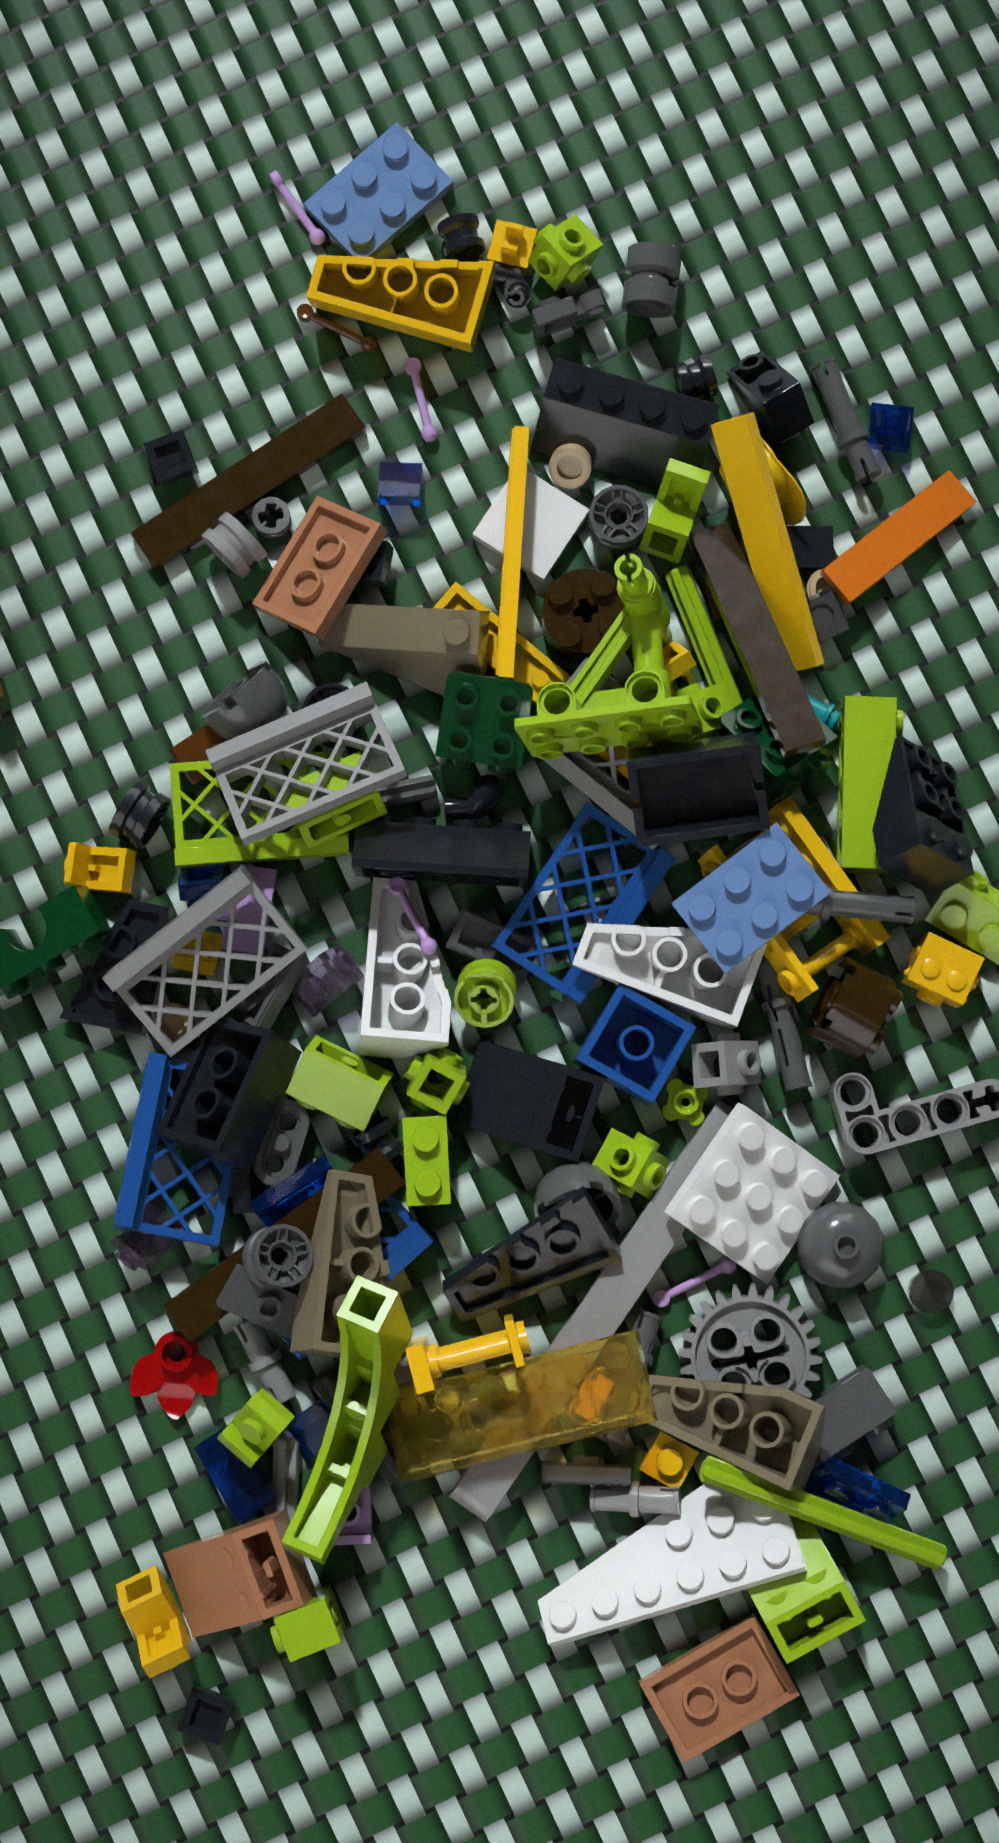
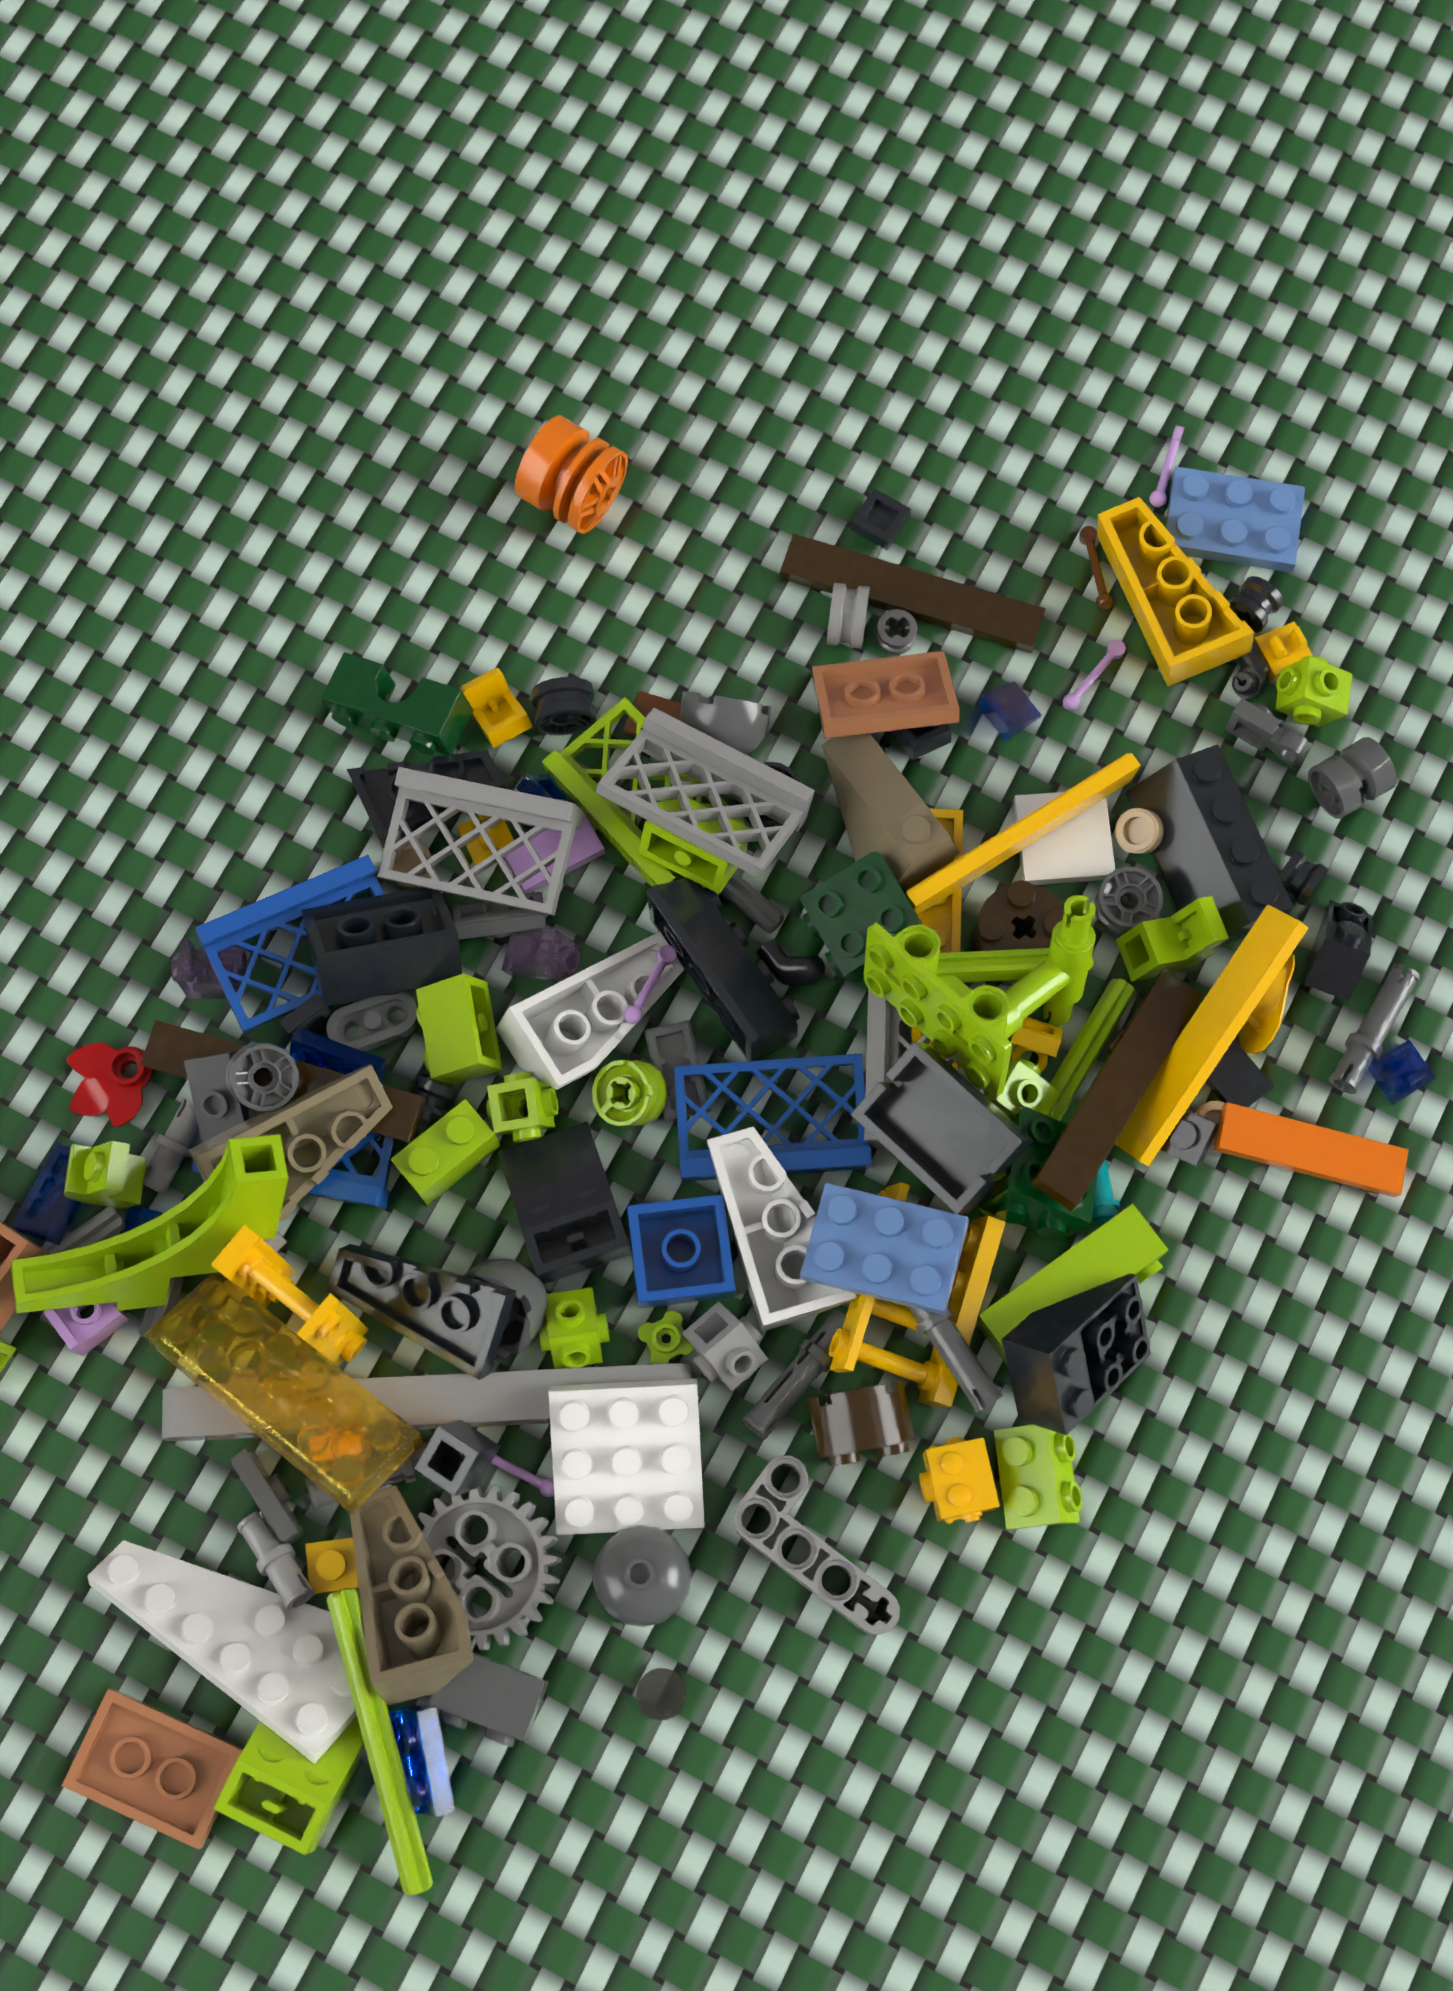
camera: 55 degrees right, 10 degrees down
(668, 1315) = (457, 1457): none -> black brick

